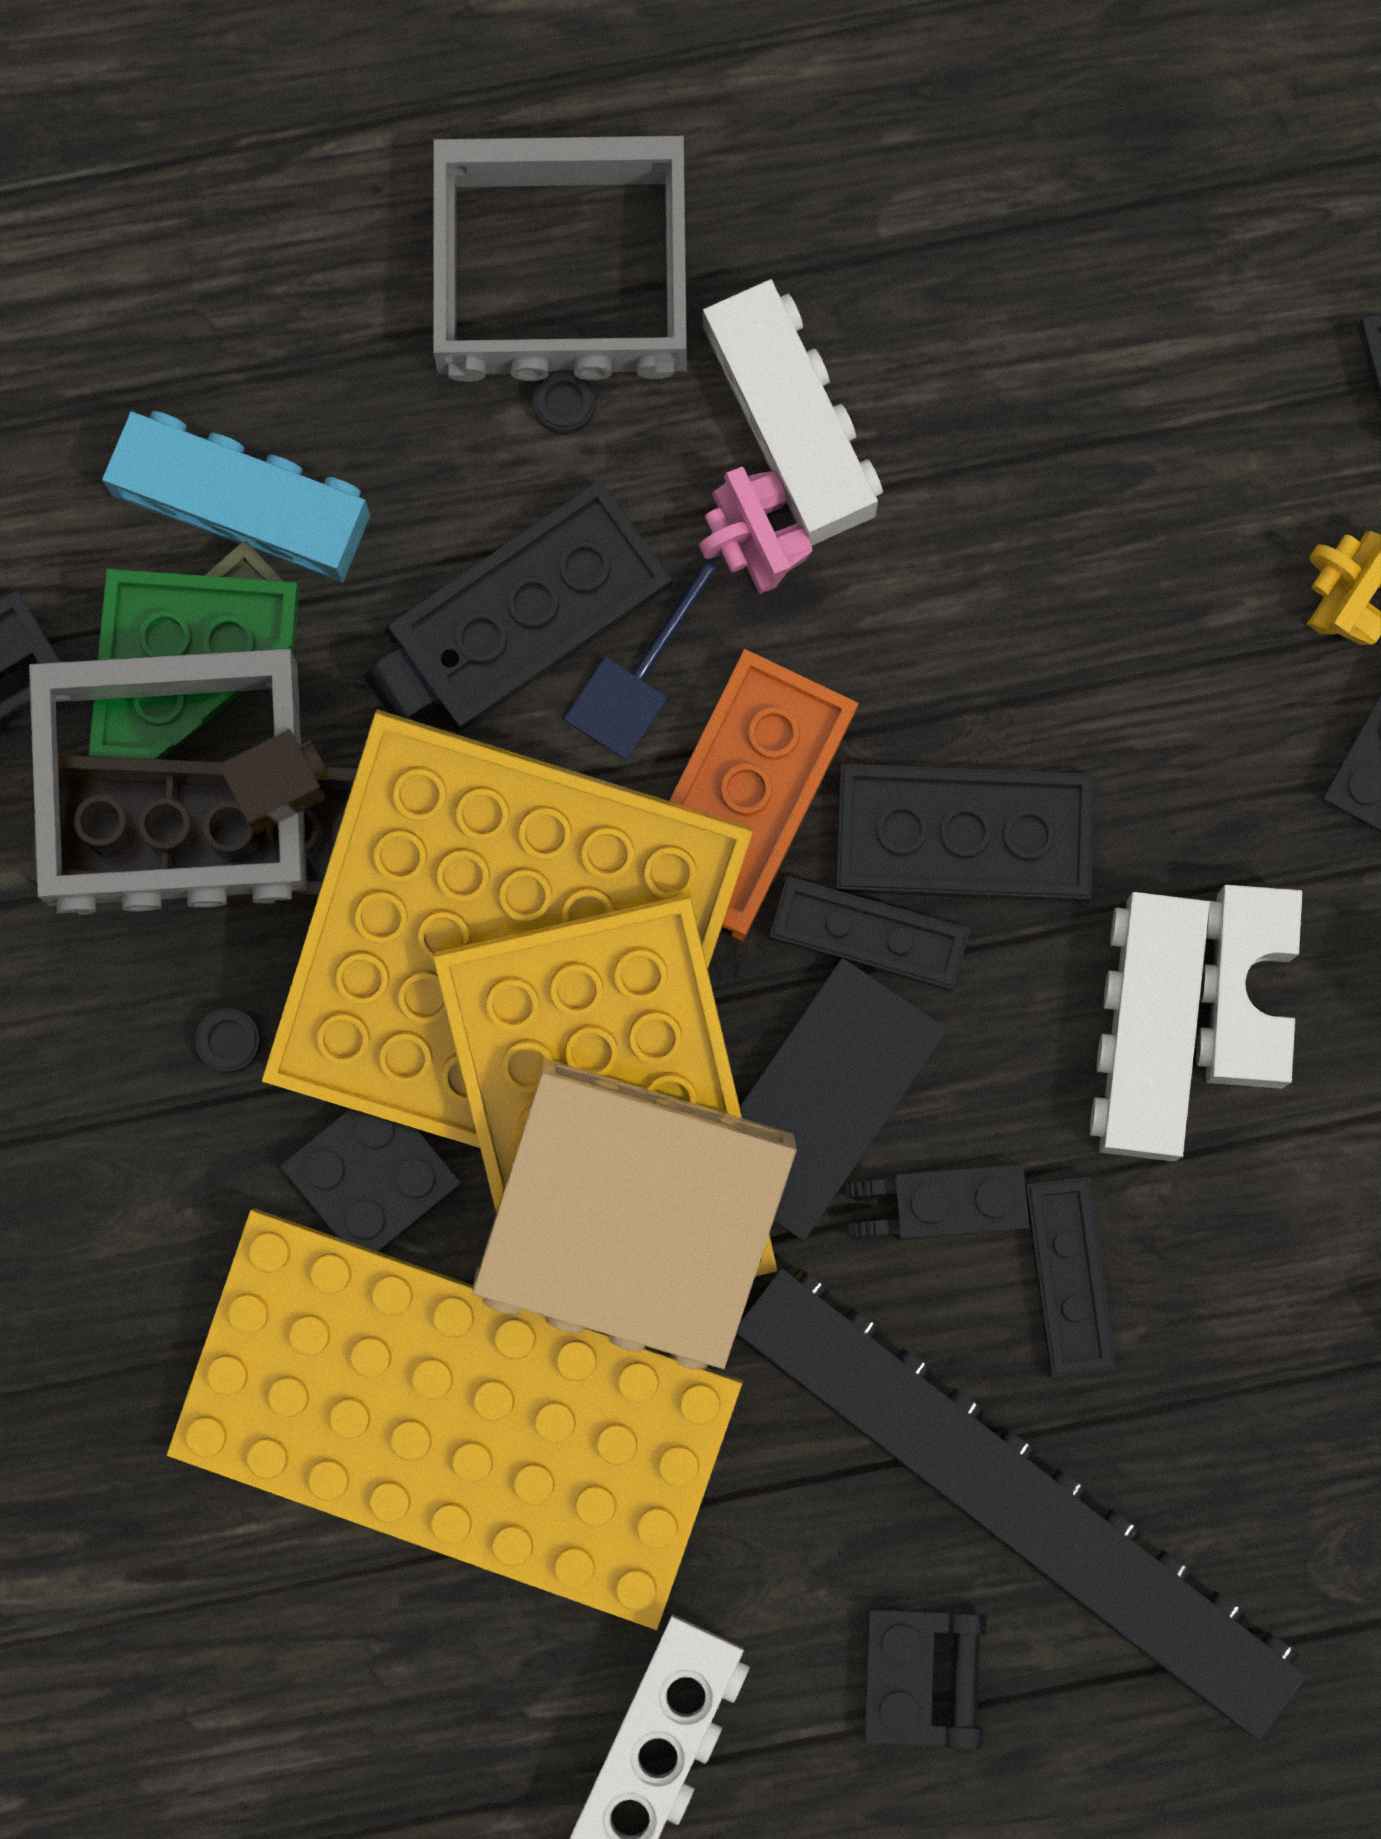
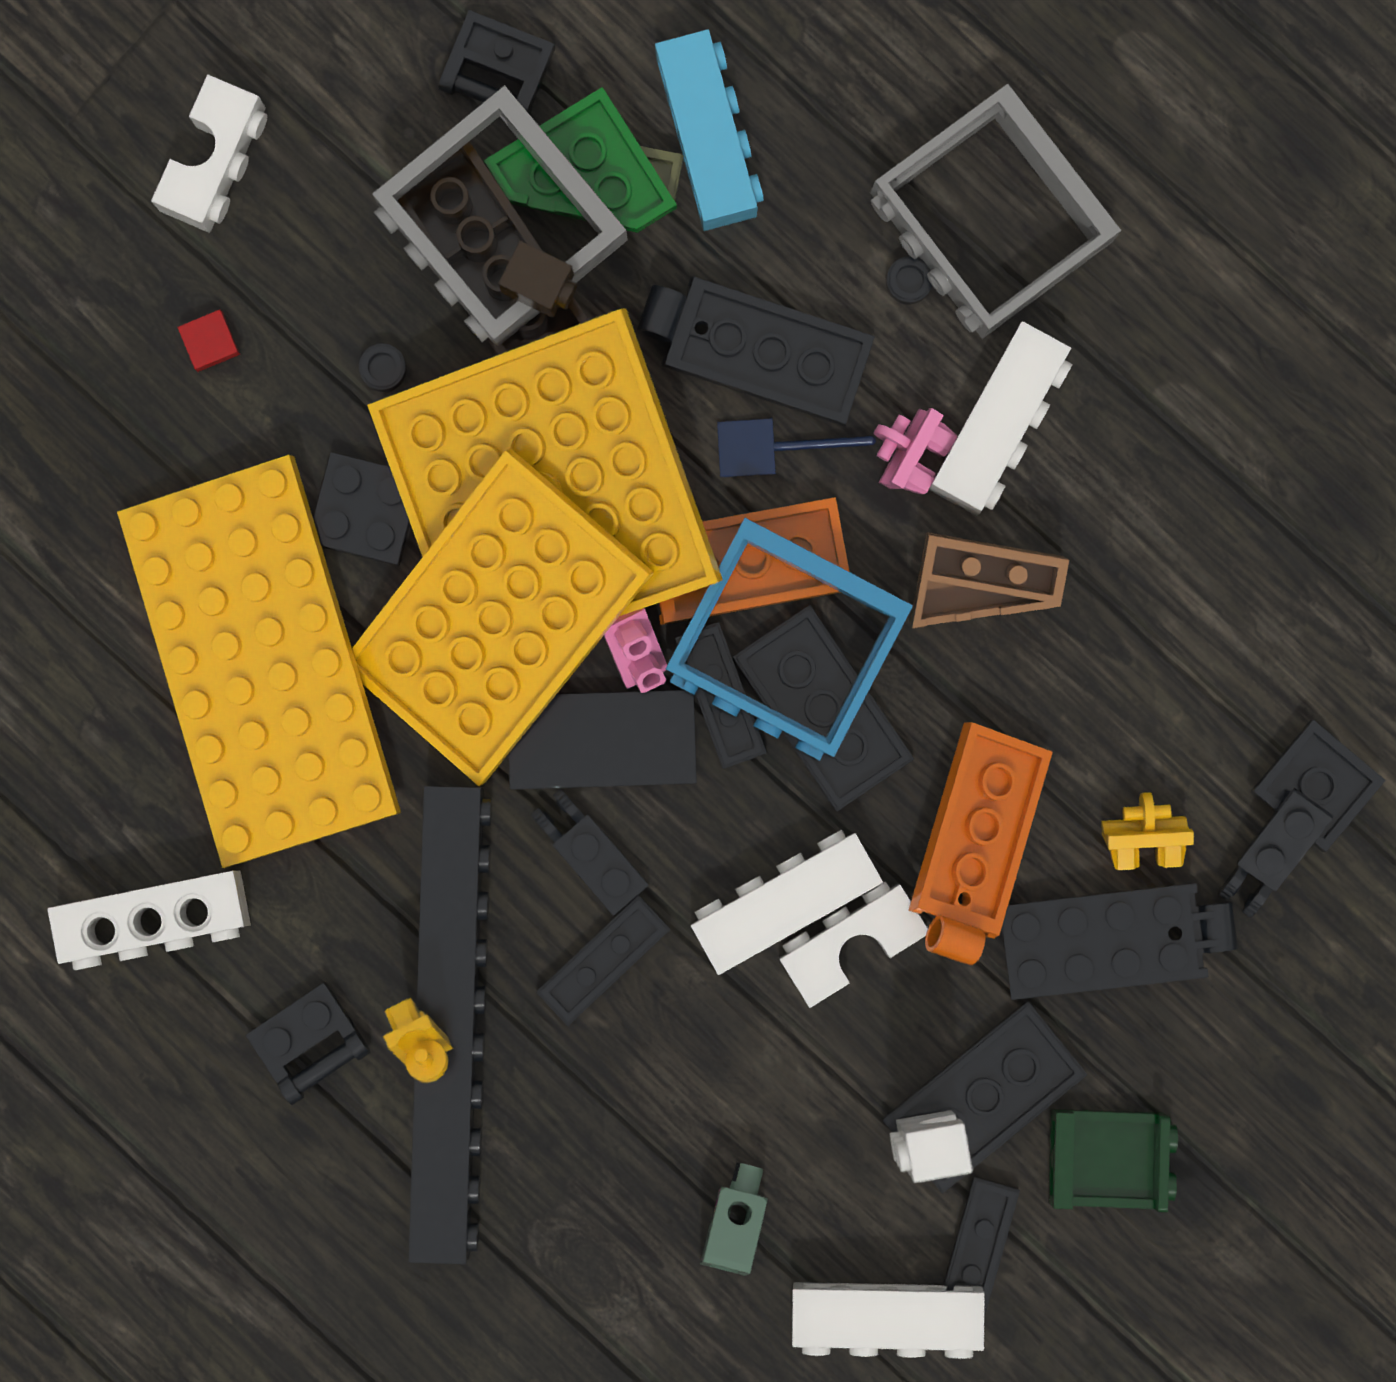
camera: 55 degrees right, 5 degrees up
(52, 1212) = (208, 340): none -> red tile
(634, 1216) = (445, 678): tan panel -> none
(757, 987) = (636, 651): none -> bright pink hips
(829, 711) = (825, 572): none -> dark azure window
(949, 560) = (982, 579): none -> medium nougat wedge
(1023, 1541) = (417, 1041): none -> yellow hips
(1237, 766) = (978, 840): none -> orange hinge

